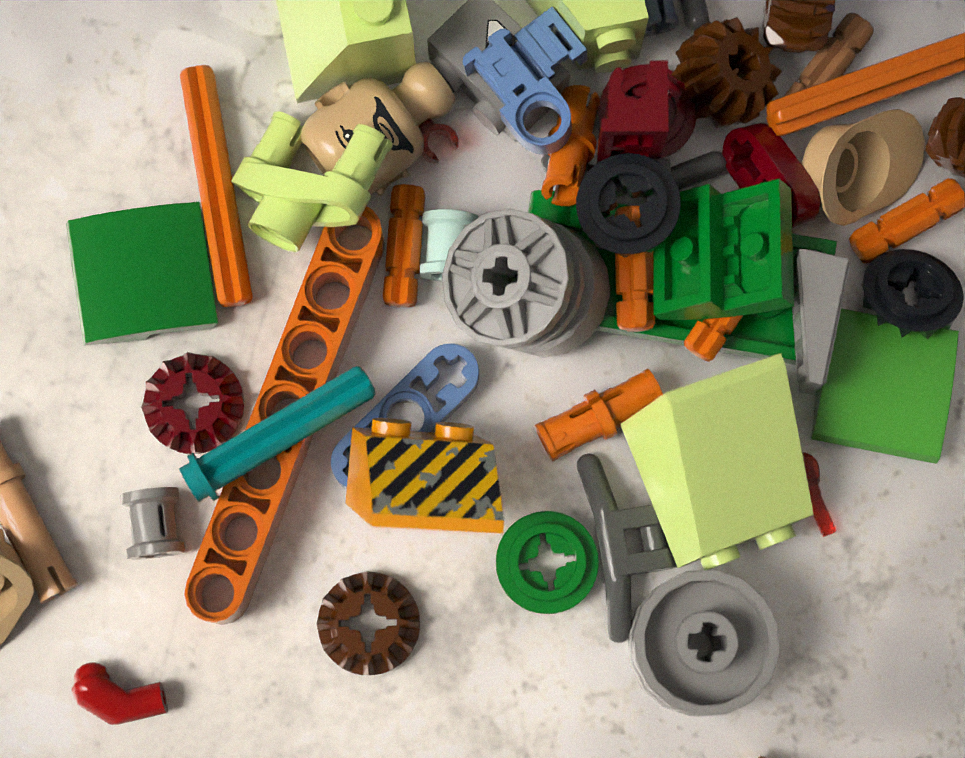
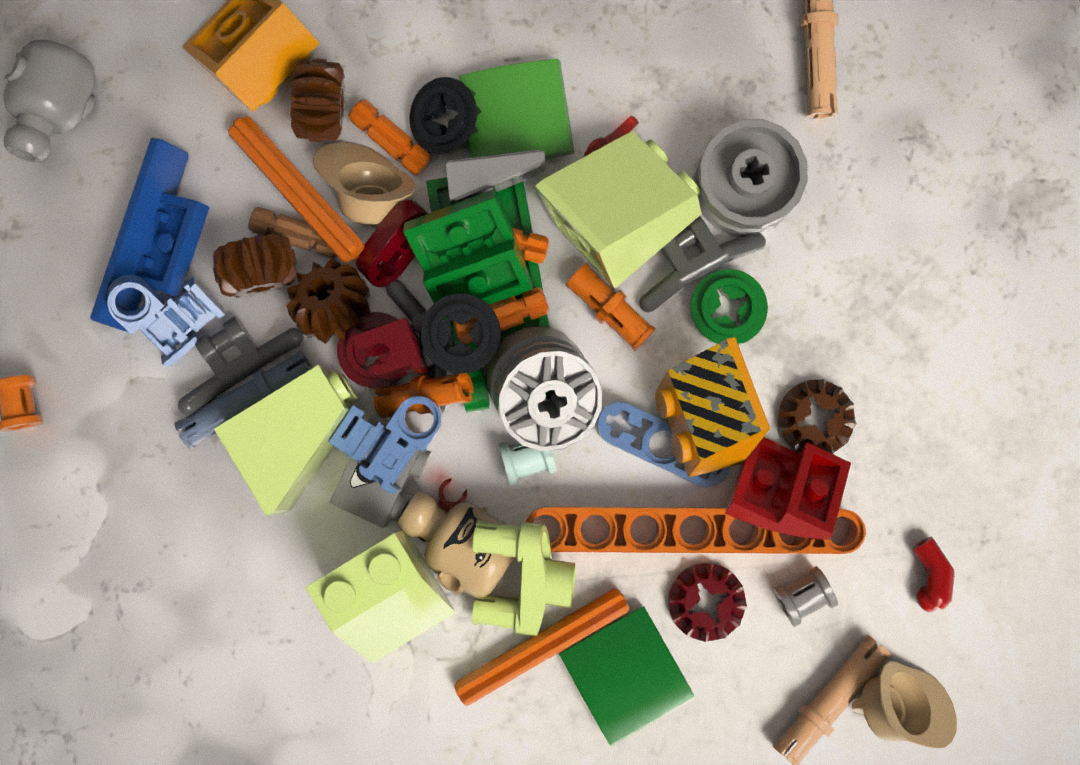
camera: 105 degrees left, 5 degrees up
(276, 433) = (717, 528): teal axle -> none
(291, 545) = (790, 490): none -> red slope
(404, 246) = (537, 491): orange axle -> none

